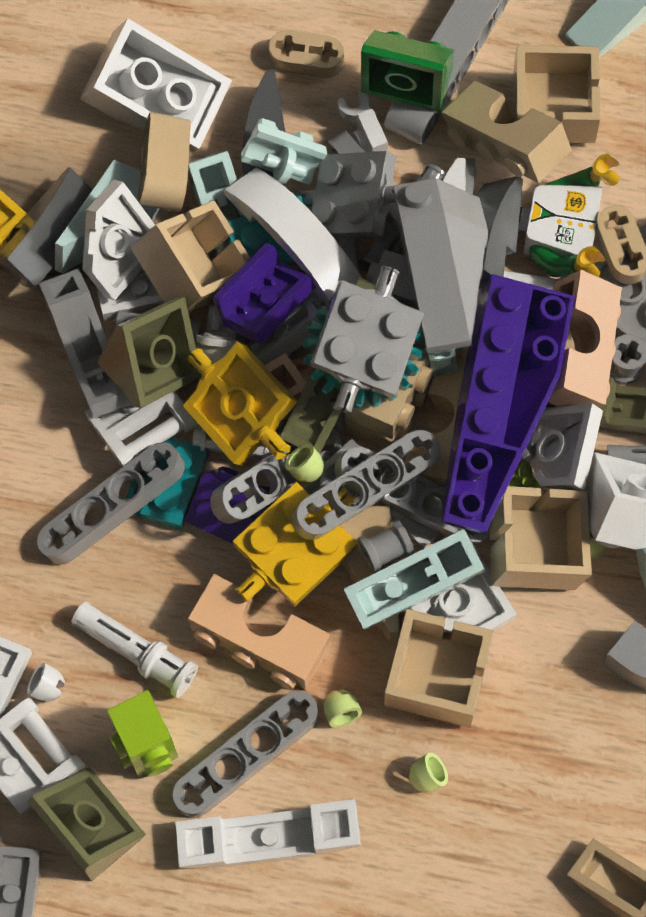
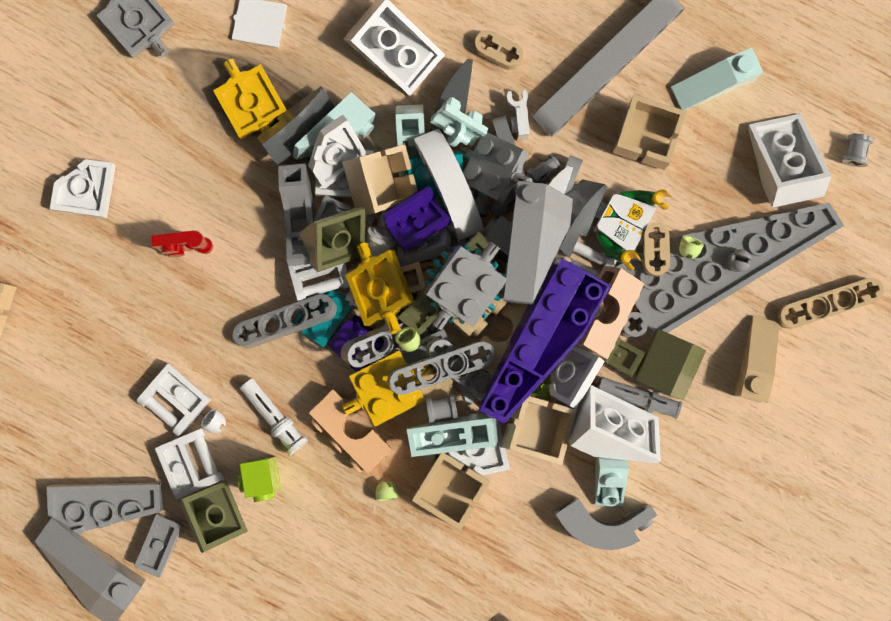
camera: 15 degrees right, 15 degrees up
(164, 162) = (381, 106): tan beam -> none
(240, 748) = (322, 505): light grey beam -> none
(268, 836) = (318, 556): white slope -> none
(406, 69) = (556, 88): green slope -> none
(428, 773) = (425, 549): yellowish green hinge -> none
(485, 124) = (616, 168): tan arch -> none

